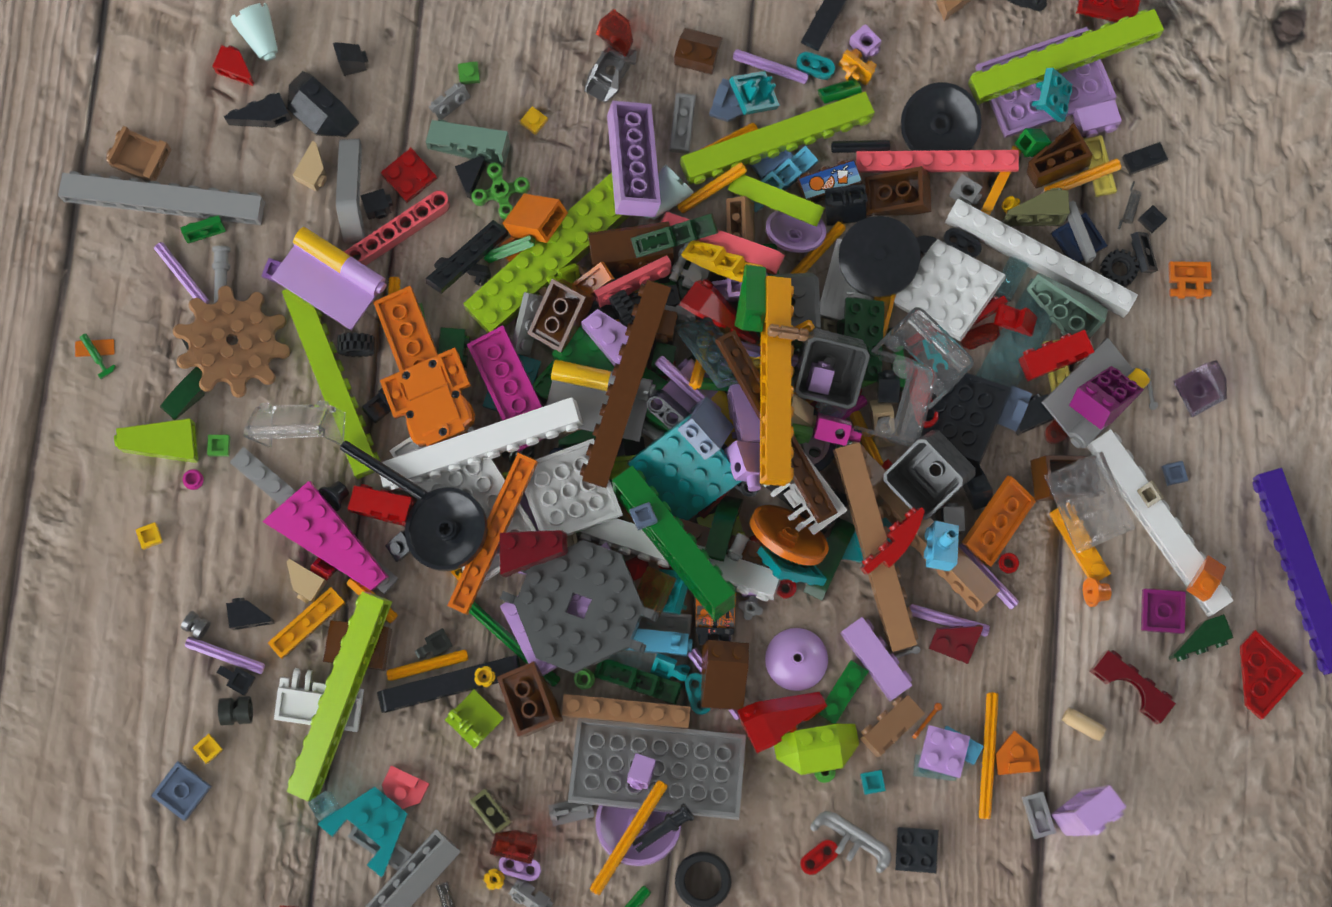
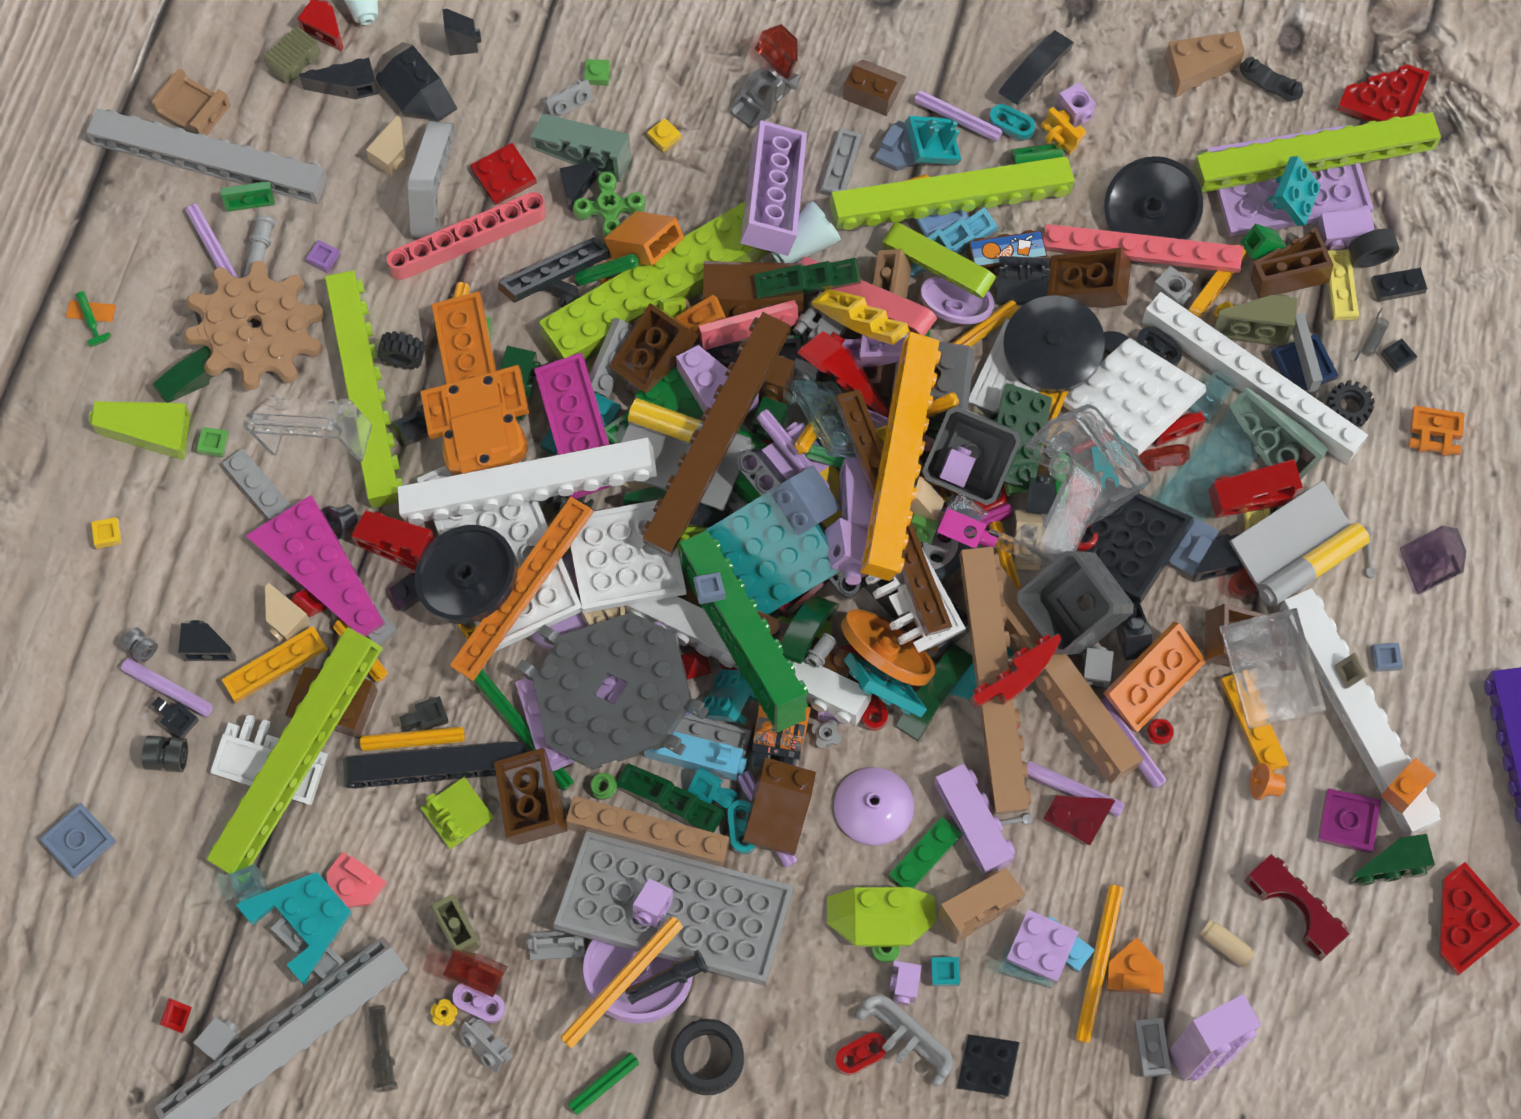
camera: 10 degrees right, 10 degrees down
(193, 479) = (173, 476): dark pink plate -> none
(208, 748) = (121, 794): yellow plate -> none
(214, 98) = (292, 54): none -> olive brick
(328, 278) = (384, 269): lavender door -> none
(377, 204) = (459, 198): black brick -> none
(383, 470) = (404, 494): black axle -> none
(479, 676) = (475, 753): yellow plate -> none
(530, 548) = (564, 610): dark red wedge -> none
(623, 307) = (728, 345): black tyre -> none
(655, 589) = (712, 687): clear orange plate -> none
(712, 187) = (863, 236): light orange axle -> none
(752, 299) = (887, 358): green slope -> none
(771, 719) = (824, 870): red wedge -> none
(788, 332) = (924, 399): medium nougat axle -> none
(844, 797) = (905, 982): none -> lavender brick
(854, 146) = (1042, 218): black axle -> none
(937, 707) = (1043, 893): orange hinge -> none
(941, 546) = (1077, 690): medium azure brick -> none
(1017, 320) = (1212, 442): red slope -> none
(1087, 176) = (1330, 291): light orange axle -> none
(1105, 397) = (1309, 546): magenta slope -> none
(1121, 132) = (1374, 248): none -> black tyre
(1144, 252) = (1383, 390): black plate -> none

